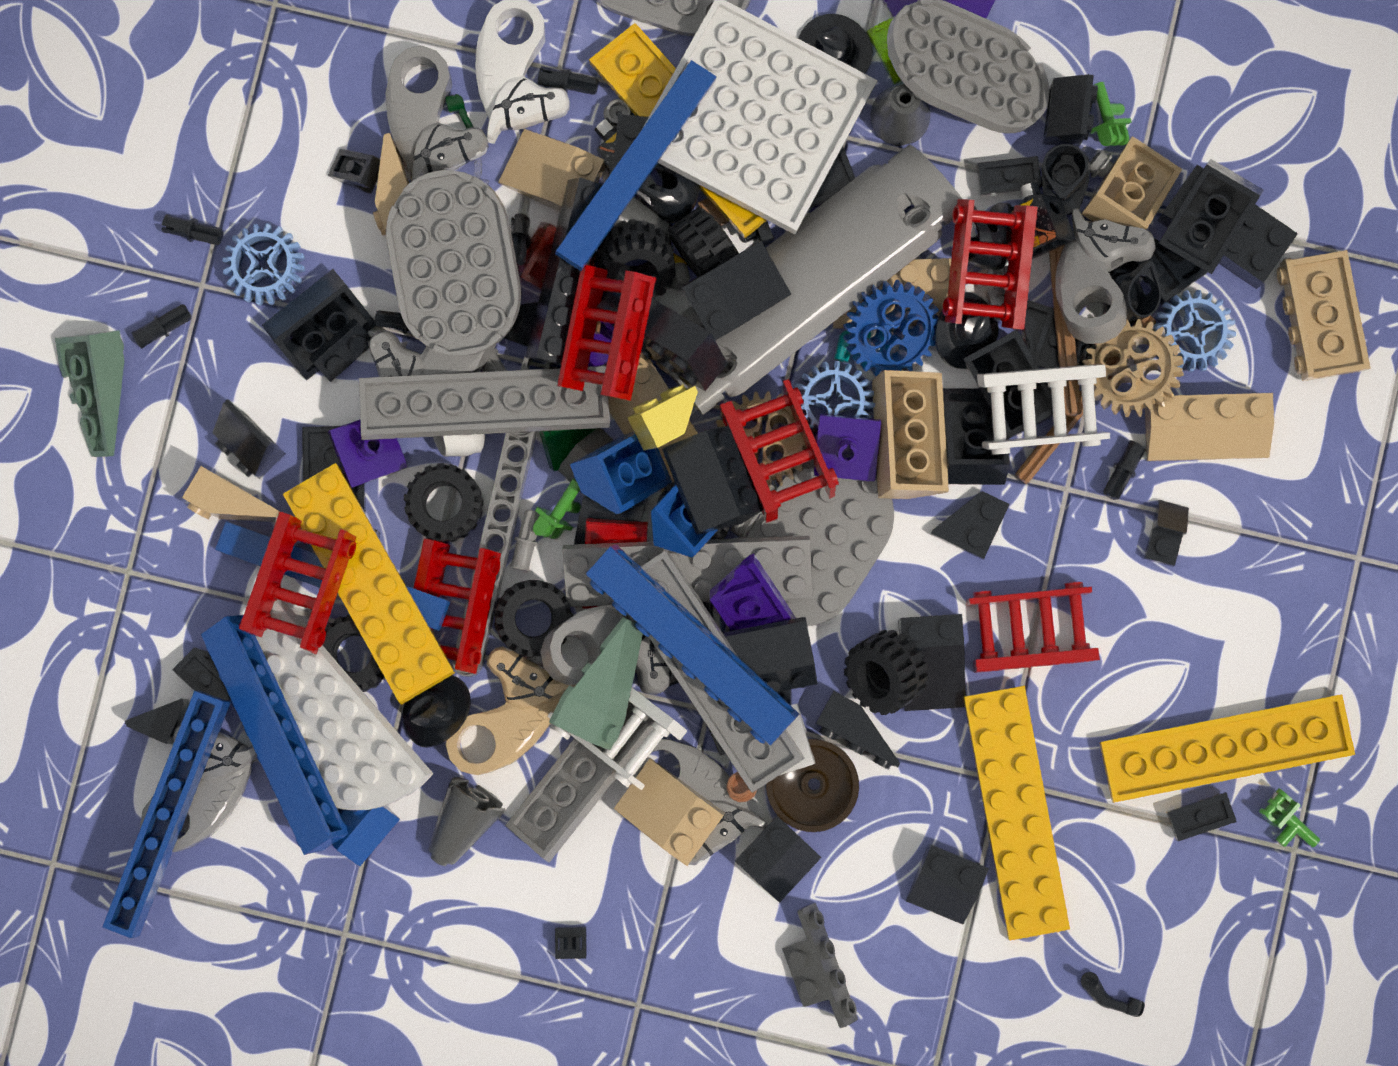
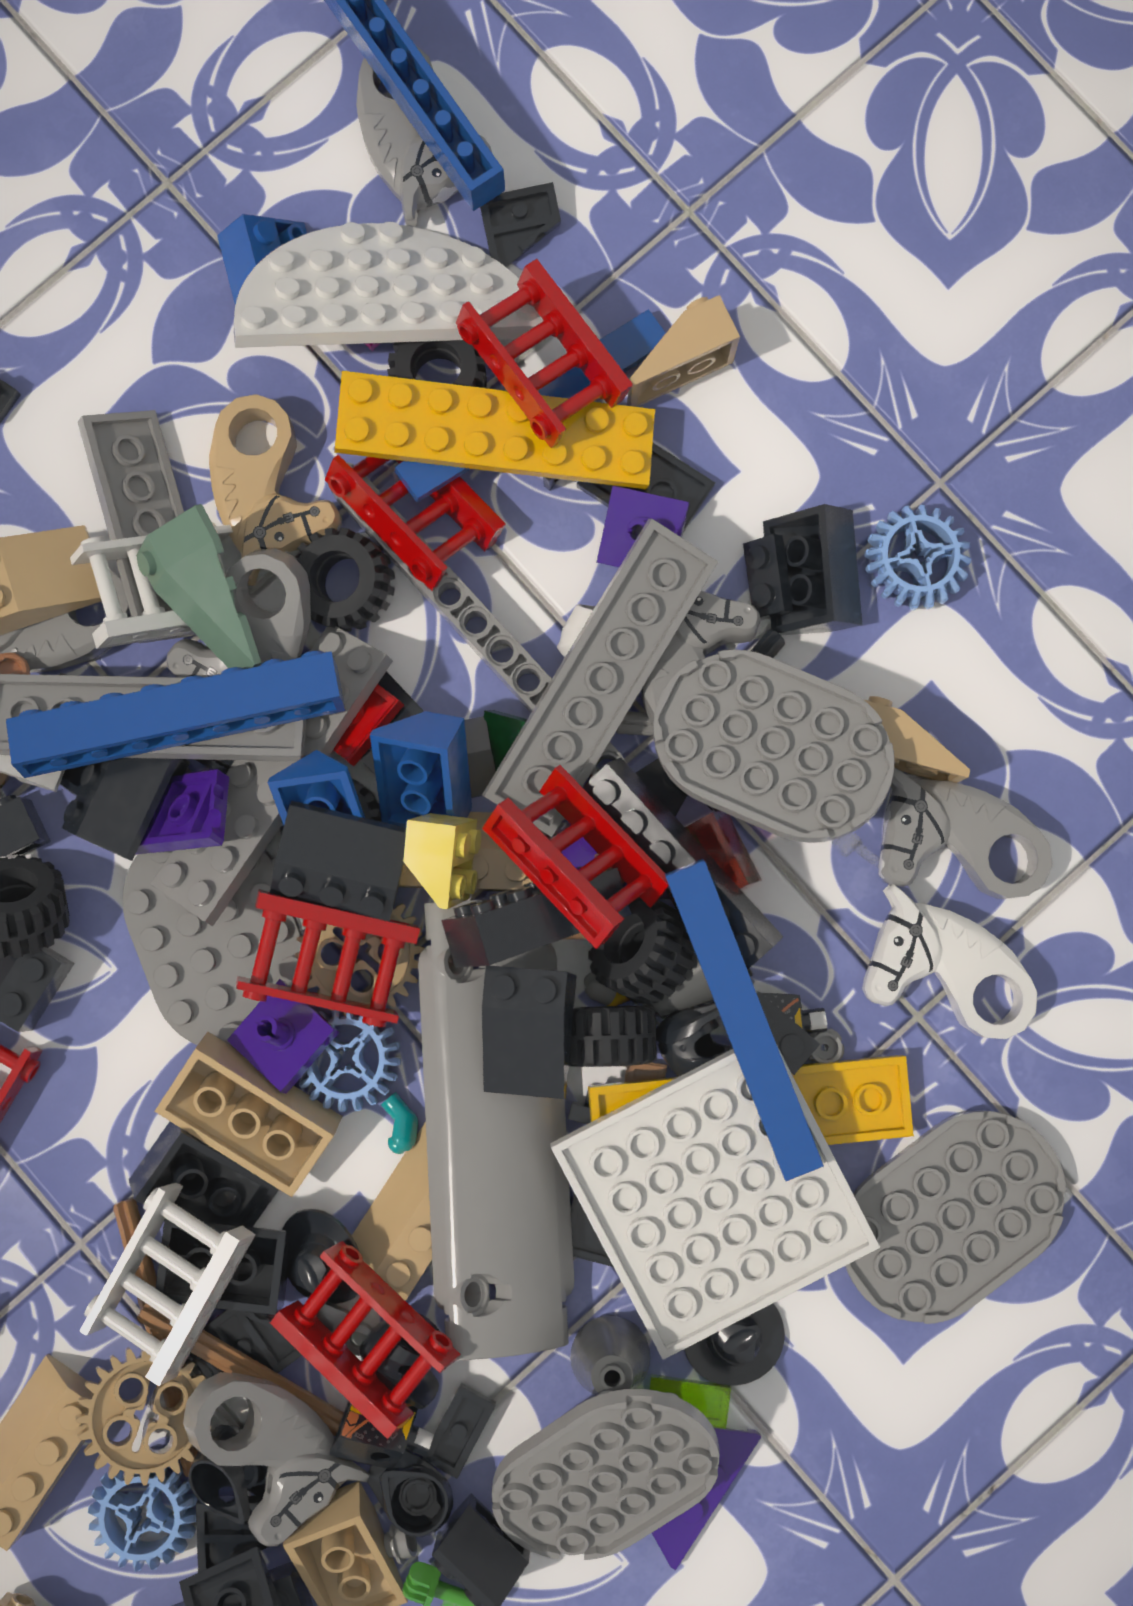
camera: 125 degrees right, 0 degrees up
(96, 374) = (920, 311): sand green wedge -> none
(160, 721) = (508, 135): black slope -> none
(161, 325) = (924, 410): black axle -> none
(192, 229) = (1007, 508): black axle -> none
(246, 440) = (738, 413): black slope -> none
(274, 735) = (400, 228): blue brick -> none
(356, 170) = (955, 721): black slope -> none
(430, 480) = (525, 539): black tyre -> none
(437, 712) = (310, 416): black hat -> none
(456, 103) = (955, 879): dark green hand -> none
(462, 820) = (189, 371): dark grey cone -> none
(520, 236) = (758, 843): black axle -> none
(525, 542) = (431, 631): light grey axle -> none
(544, 165) = (817, 929): tan slope -> none
(551, 523) = (433, 671): bright green arm -> none
(567, 80) = (898, 1017): black axle -> none
(871, 316) = (377, 1177): blue gear -> none
(973, 525) = (112, 1115): black wing -> none
(1124, 470) = (51, 1321): black axle -> none

